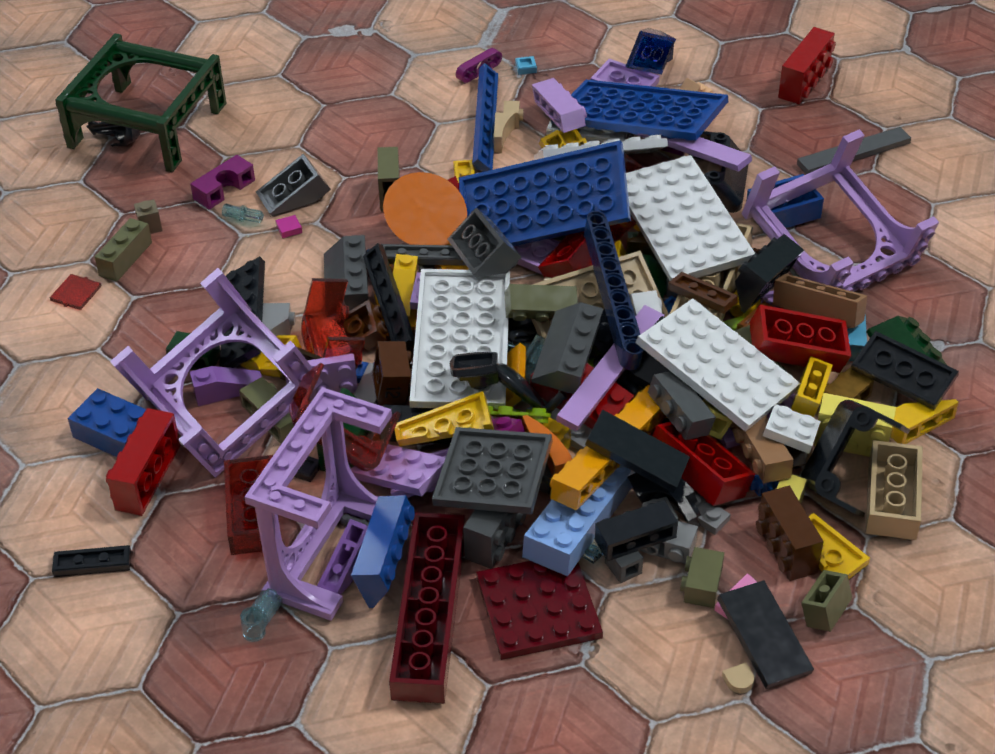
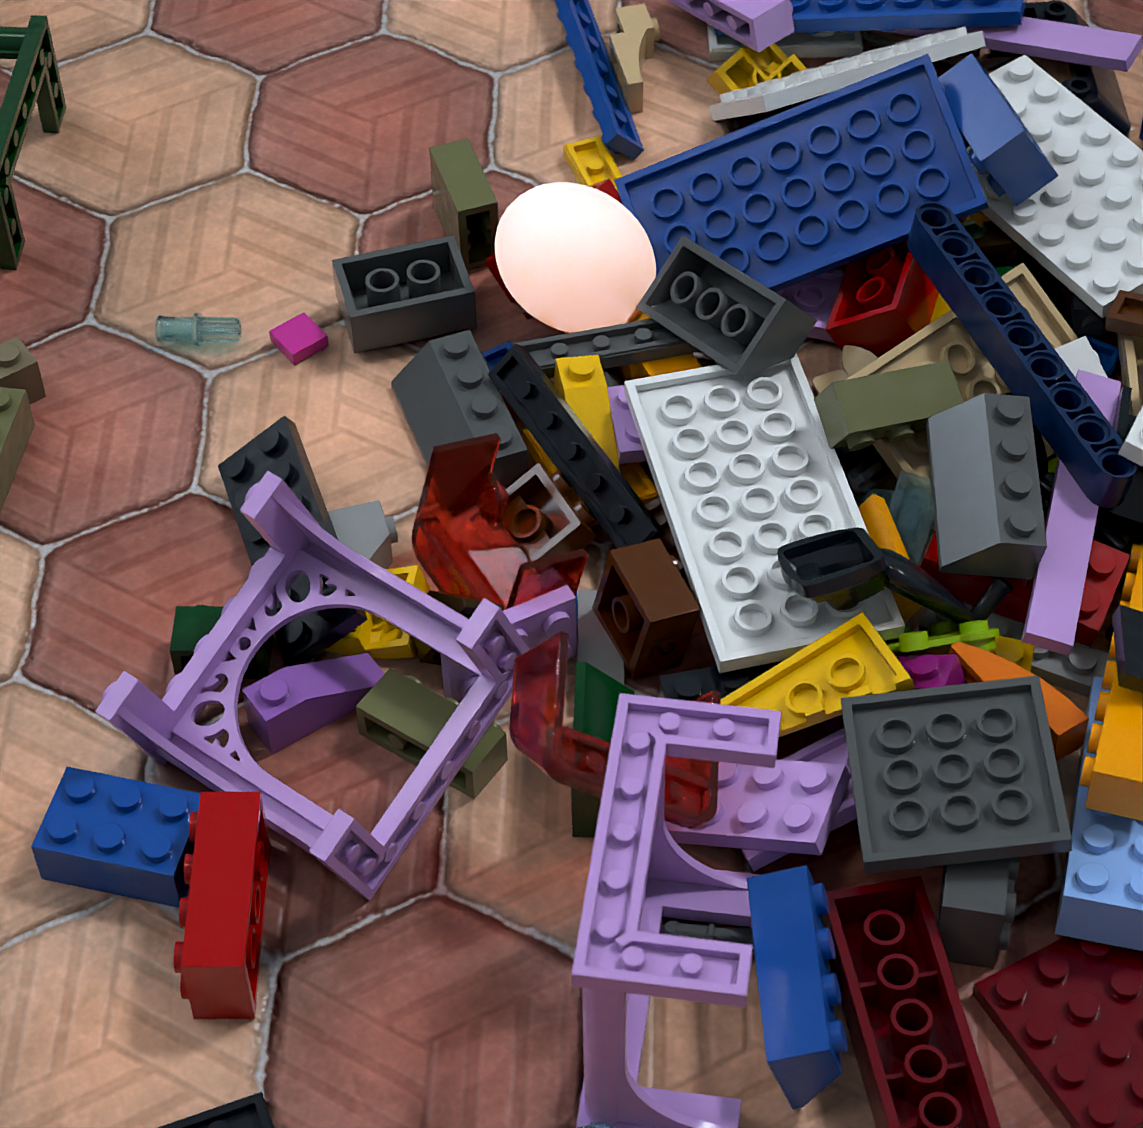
camera: 15 degrees left, 5 degrees up
(209, 187) = (111, 289): magenta arch -> none
(241, 518) = (483, 947): clear red brick -> none
(293, 187) = (277, 257): dark grey slope -> none
(308, 469) = (544, 839): black tile -> none
(339, 569) = (716, 1041): medium lavender slope -> none
(343, 213) = (404, 293): none -> dark grey brick
(647, 185) = (995, 133): none -> blue brick

